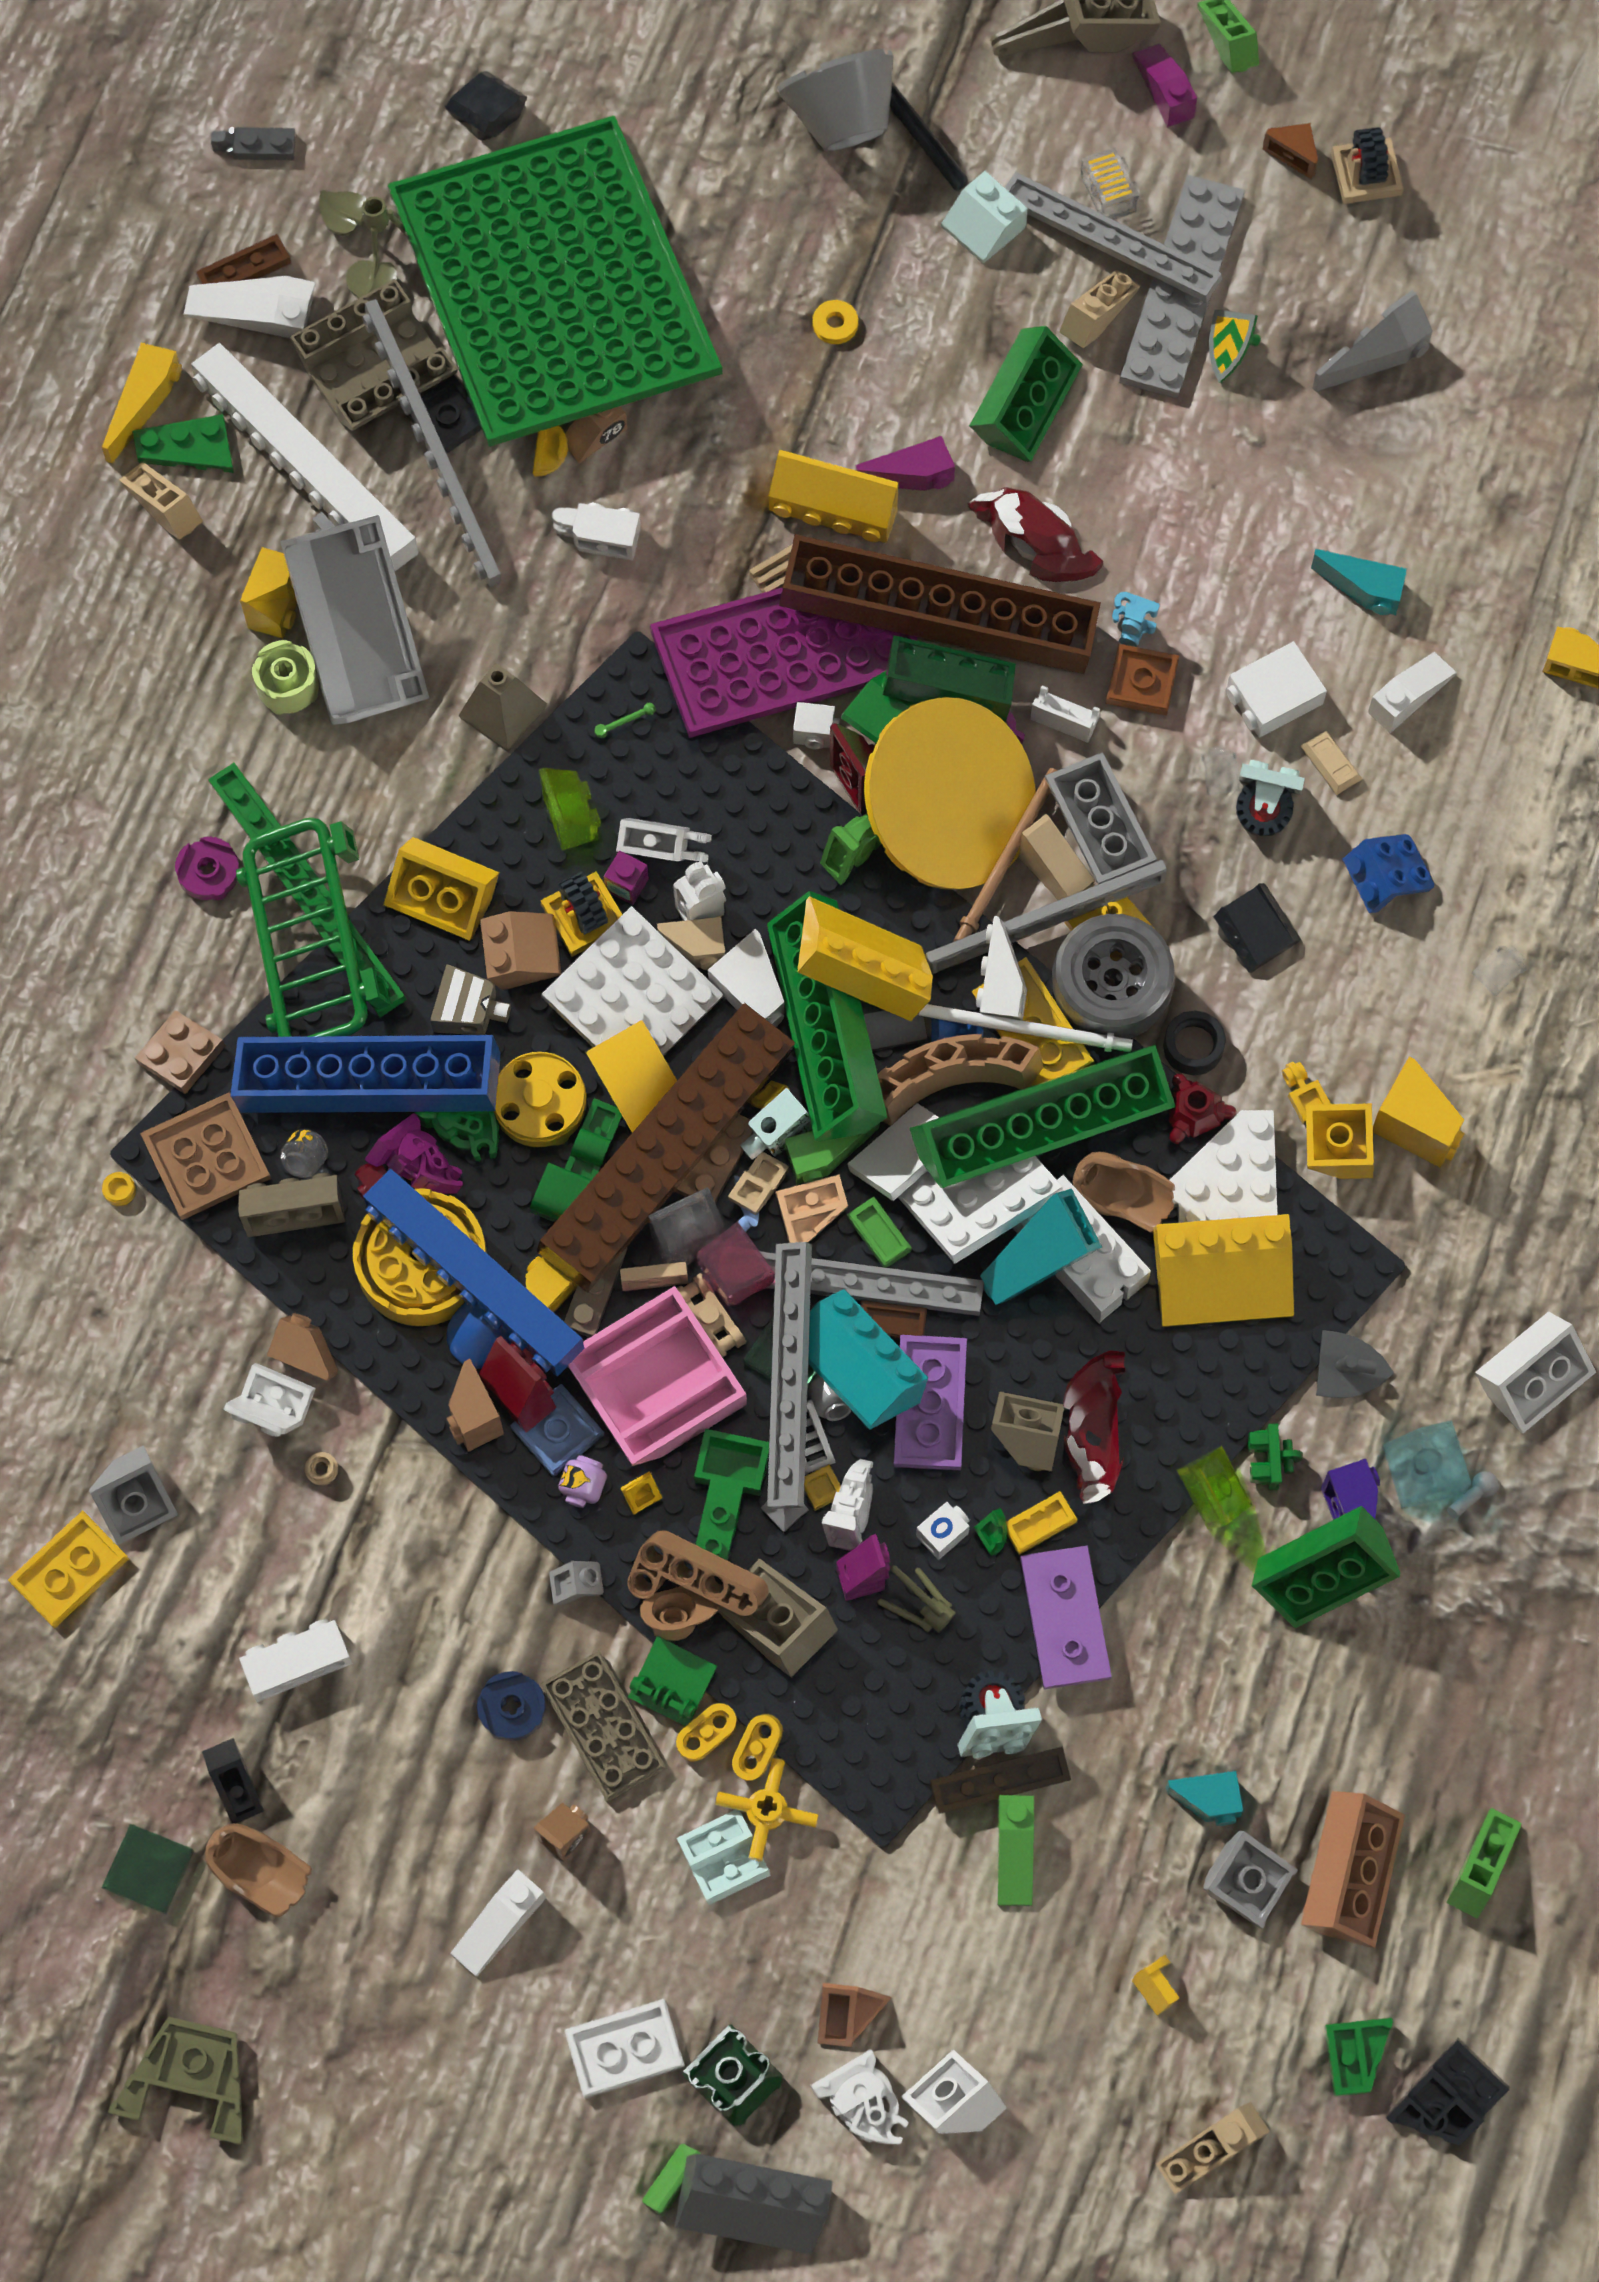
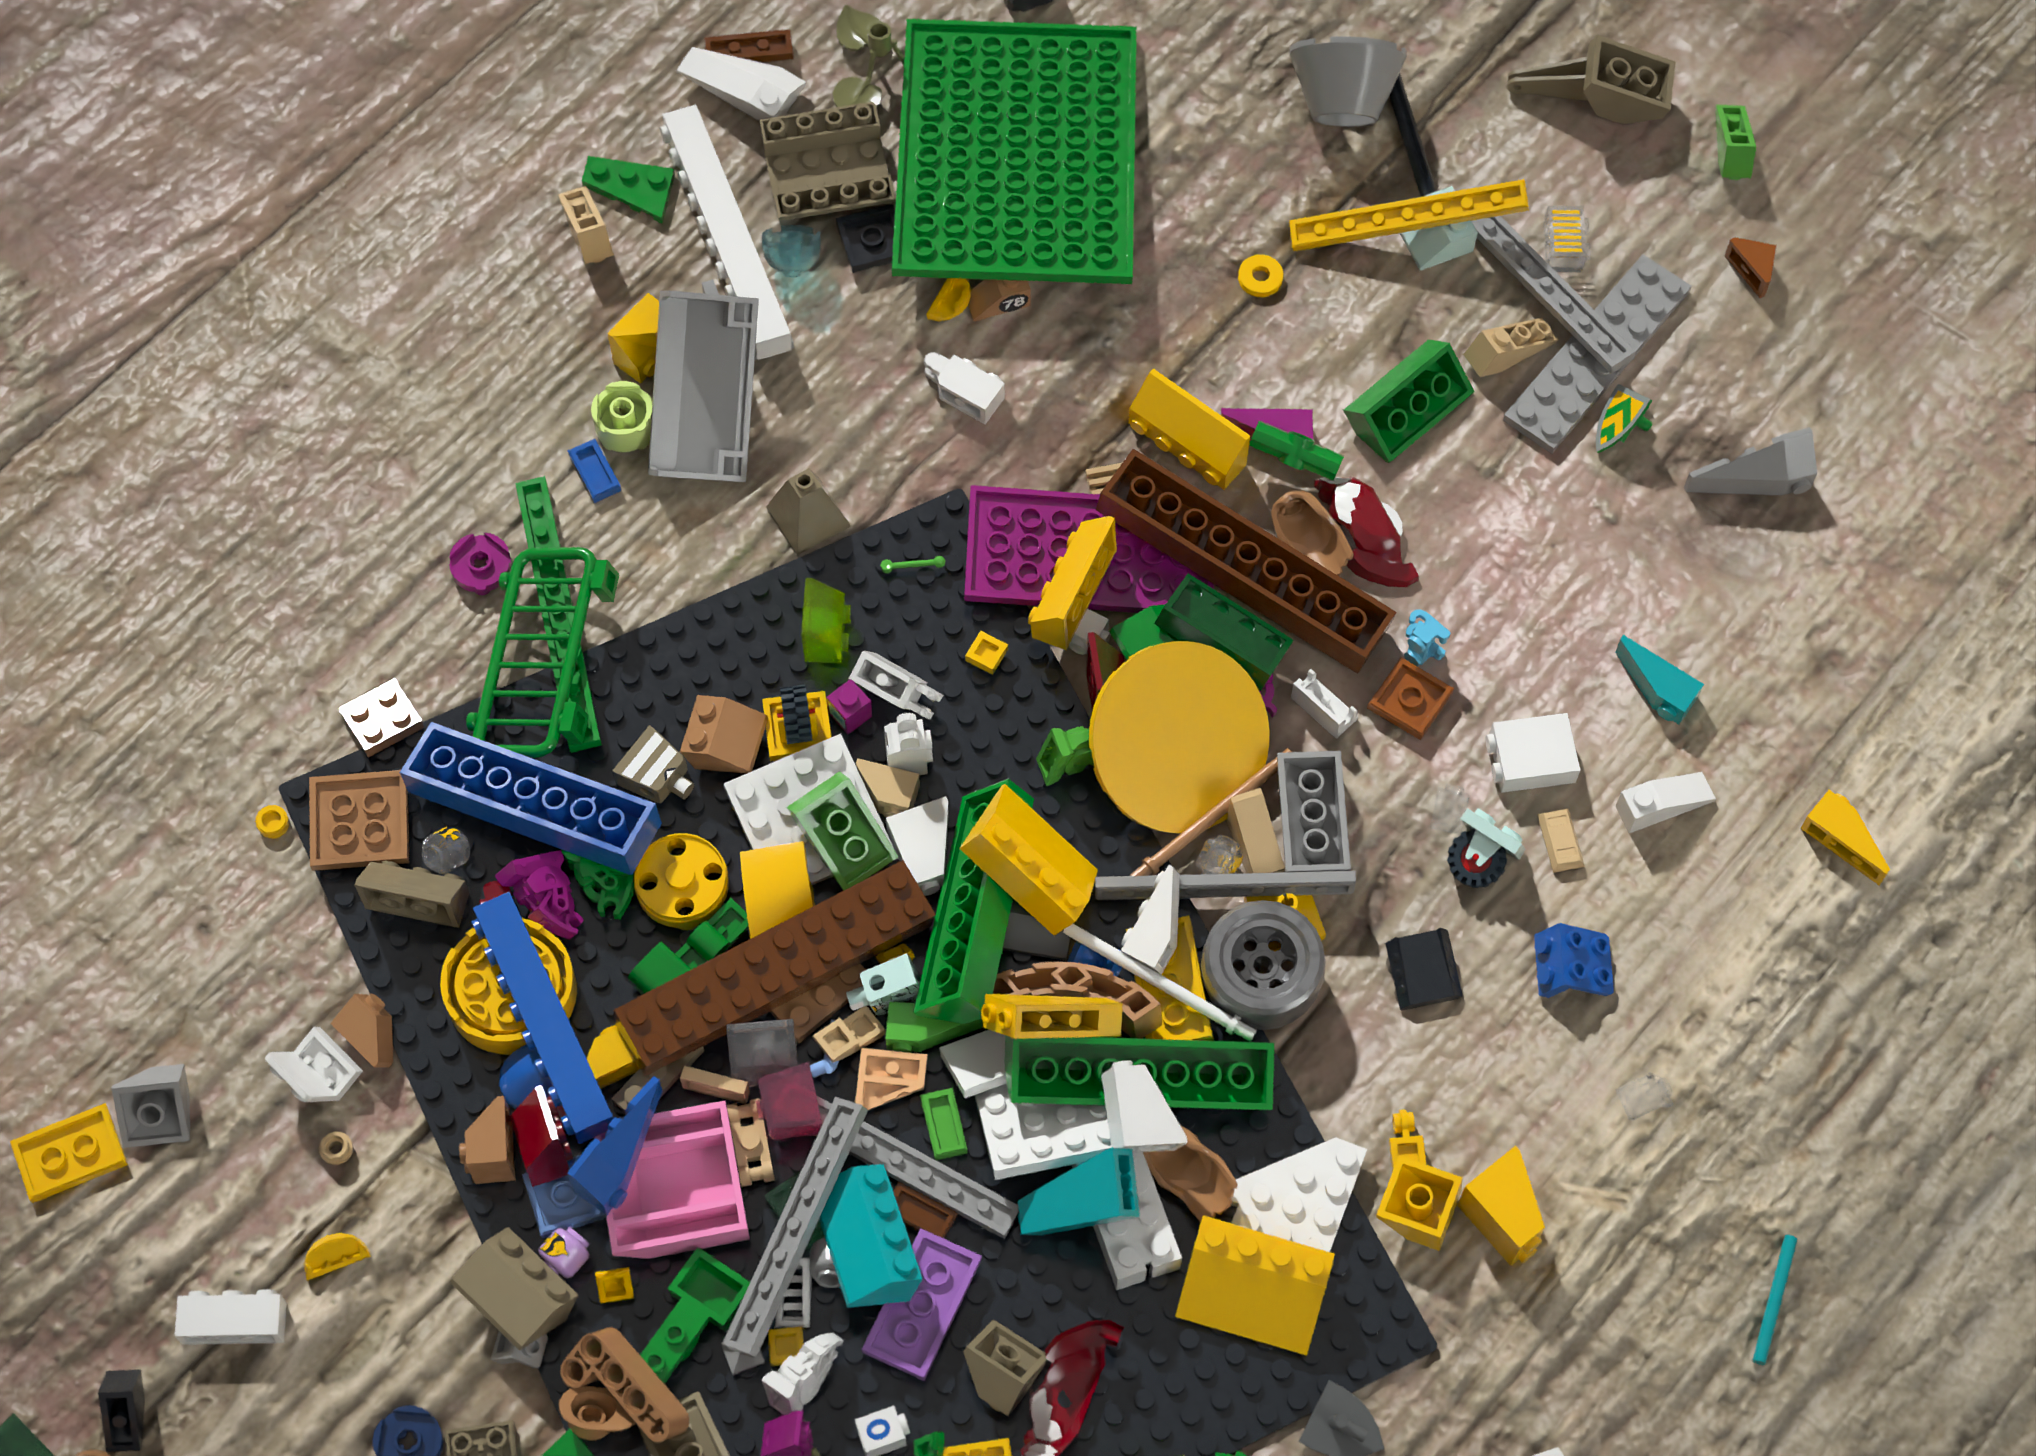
camera: 20 degrees right, 5 degrees down
(145, 389) = (611, 126): yellow slope -> none
(277, 739) = (594, 470): none -> blue tile
(363, 1565) = (334, 1253): none -> yellow plate
(376, 453) = (792, 249): none -> clear light blue cylinder
(435, 455) = (841, 268): light grey plate -> none
(440, 888) = (677, 654): yellow slope -> none
(553, 1530) = (514, 1289): none -> dark tan slope
(596, 1387) = (608, 1165): none -> blue wedge
(673, 996) = (842, 831): none -> bright green slope
(732, 779) = (986, 652): none -> yellow plate
(789, 682) = (1074, 582): none -> yellow slope
(944, 481) = (1296, 450): none -> green piece
(947, 1095) = (1051, 1016): none -> yellow slope
(956, 213) = (1409, 215): none -> yellow tile
(987, 552) = (1311, 530): none -> medium nougat hair
(1029, 892) = (1219, 856): none -> clear head
(1061, 1151) = (1138, 1111): none -> white slope
(1166, 84) = (1656, 168): magenta slope -> none
(1196, 1109) = (1292, 1120): dark red rock -> none
(1200, 1020) = (1321, 1032): black tyre -> none
(1367, 167) = (1816, 304): plate -> none

